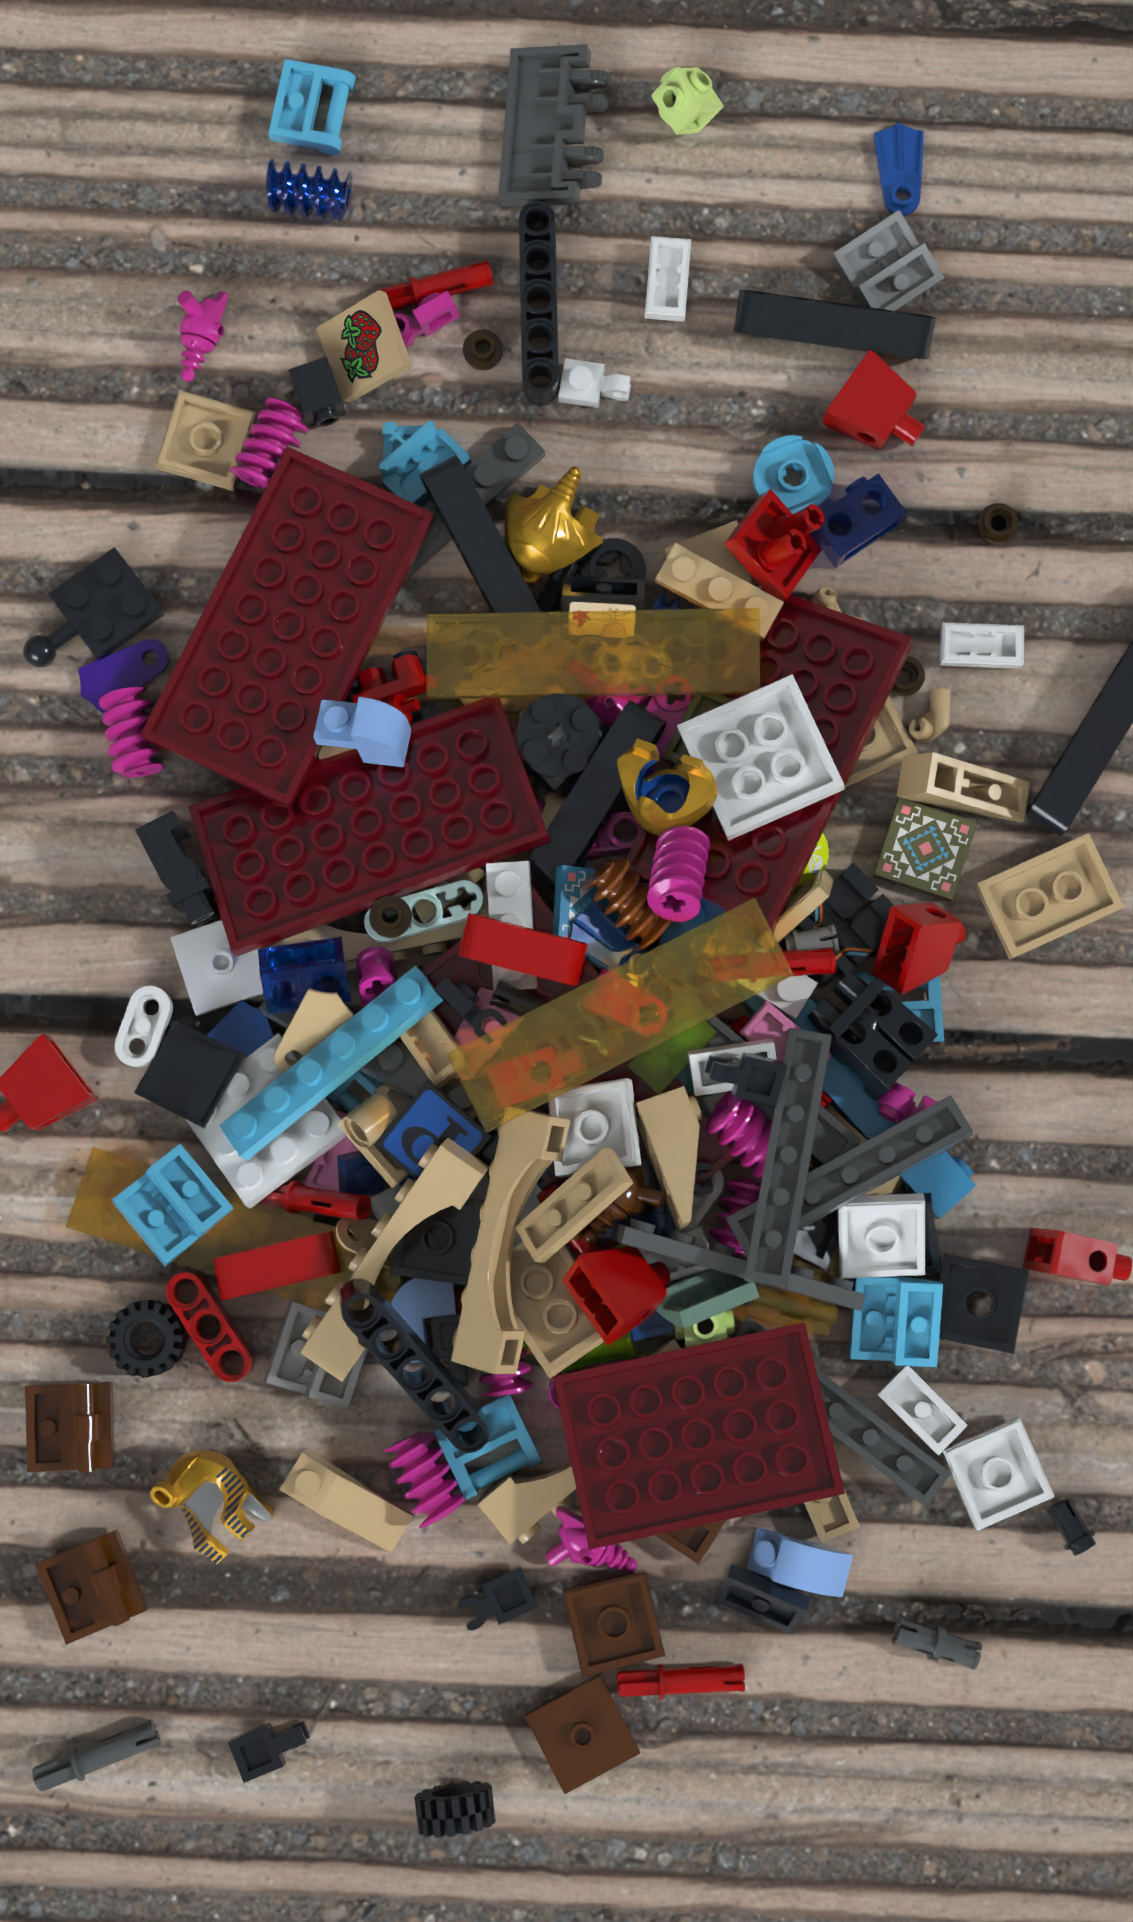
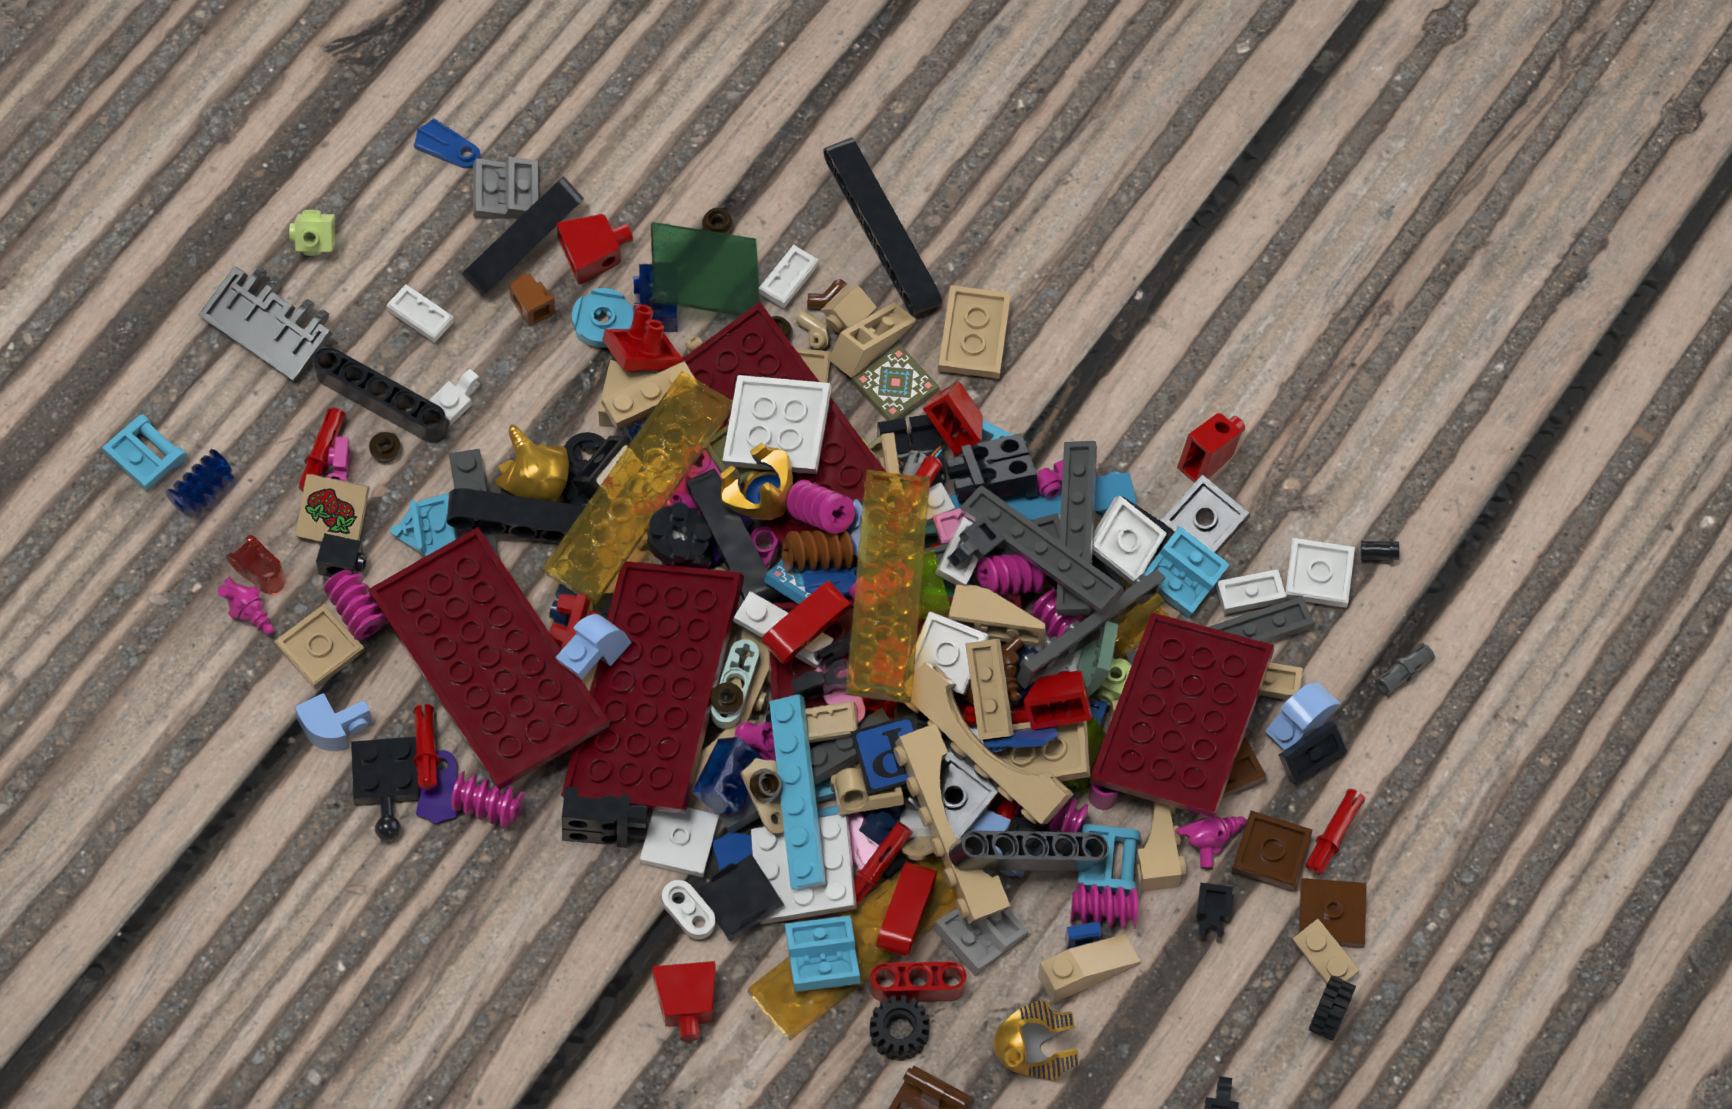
camera: 60 degrees left, 20 degrees down
(111, 509) = (329, 729): none -> light blue brick
(151, 629) = (426, 756): none -> red axle
(255, 306) = (253, 562): none -> clear red piece
(311, 1035) = (772, 781): none -> dark brown plate
(376, 1474) = (1082, 934): none -> blue tile
(522, 1758) = (1324, 952): none -> tan plate
(546, 1281) = (1021, 739): none -> blue piece
(763, 385) = (531, 299): none -> dark orange brick
(922, 548) = (703, 269): none -> clear green piece
(979, 738) = (848, 308): none -> tan brick
(985, 709) = (818, 301): none -> reddish brown arm

